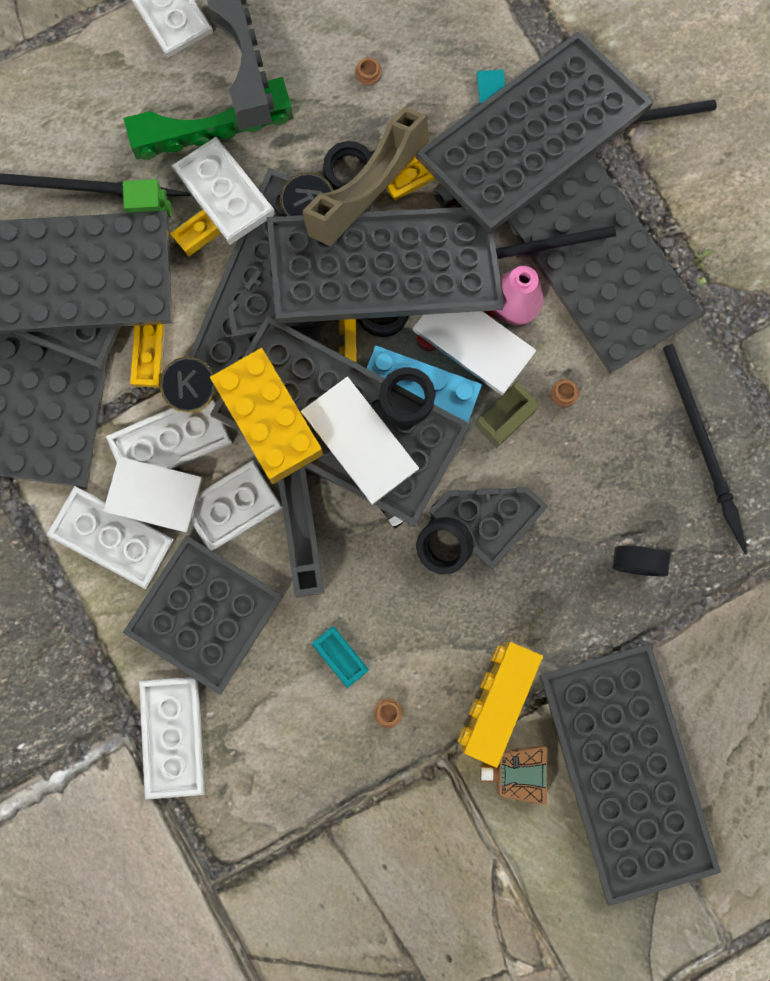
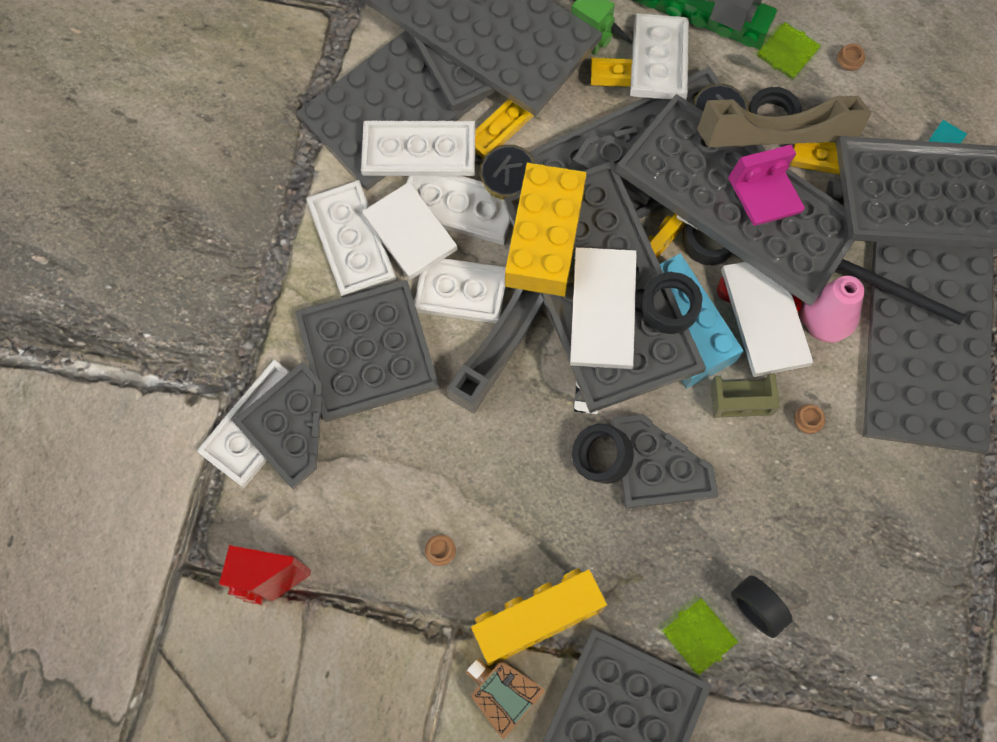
camera: 50 degrees right, 10 degrees down
(100, 423) = (418, 148): none -> white tile
(197, 722) = (287, 424): none -> dark grey plate
(280, 848) = (260, 574): none -> red slope
(315, 102) = (788, 50): none -> clear neon green piece
(340, 657) = (442, 473): teal tile -> none
(400, 243) = (765, 187): none -> dark pink bracket
(614, 615) = (699, 636): none -> clear neon green piece
(720, 486) = (886, 609): black piece -> none

